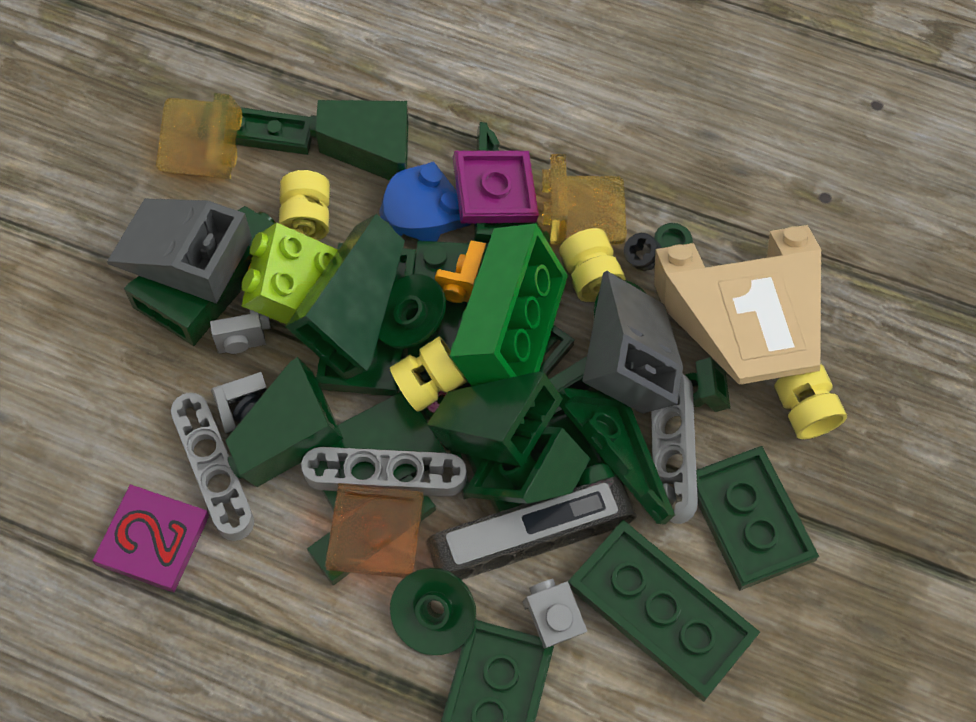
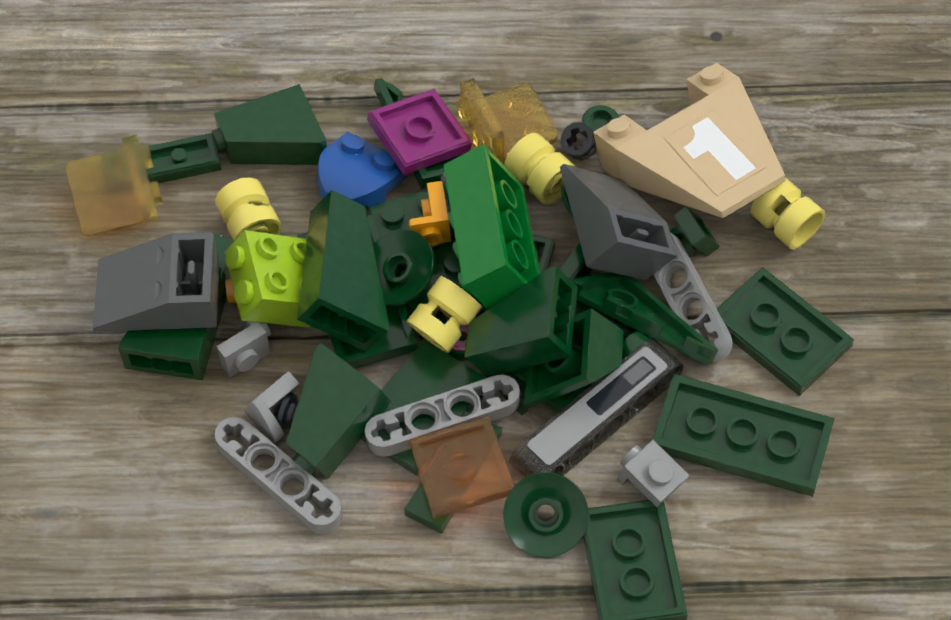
camera: 20 degrees left, 5 degrees down
(151, 538) = (254, 558): magenta tile -> none

